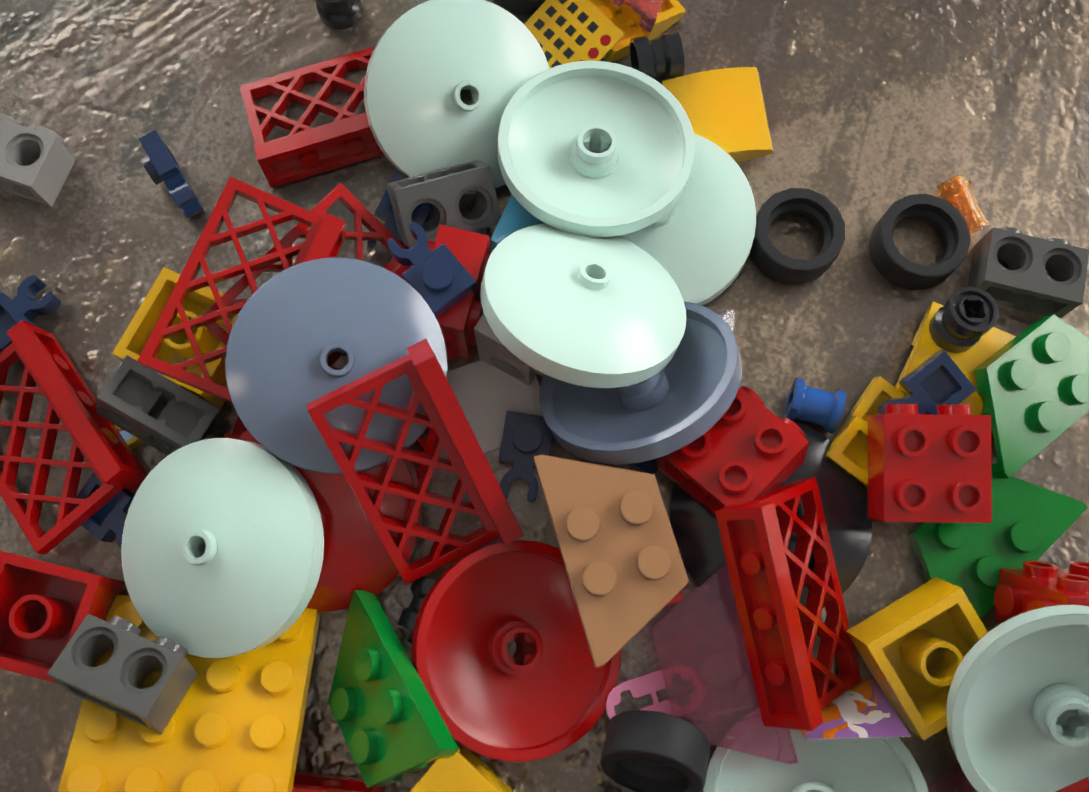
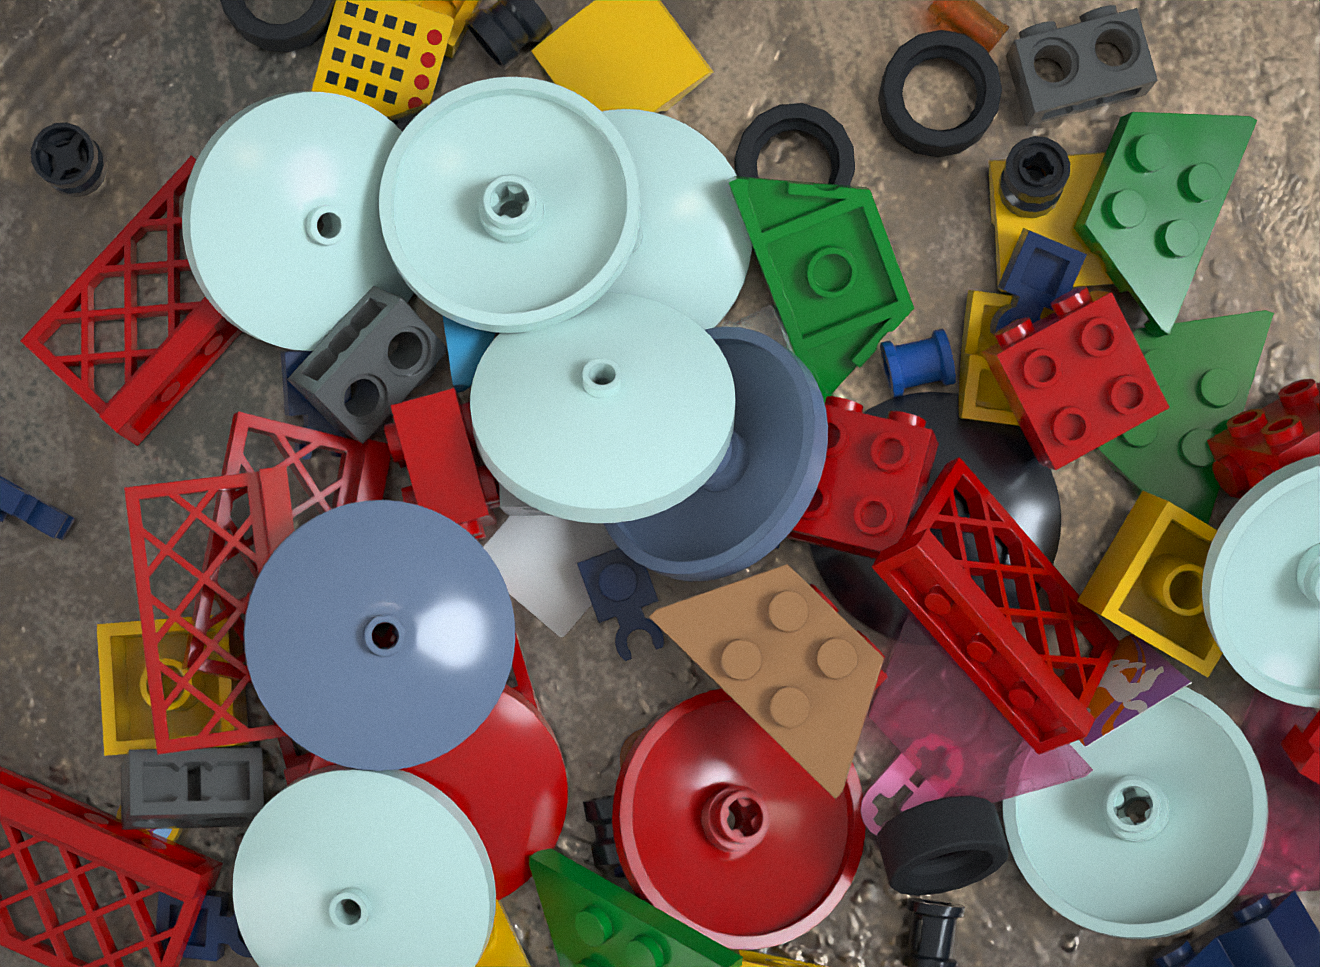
camera: 30 degrees left, 10 degrees up
(433, 274) = (423, 472): dark blue plate -> none
(453, 434) = (549, 640): red fence -> none
(785, 305) = (824, 270): none -> green wing

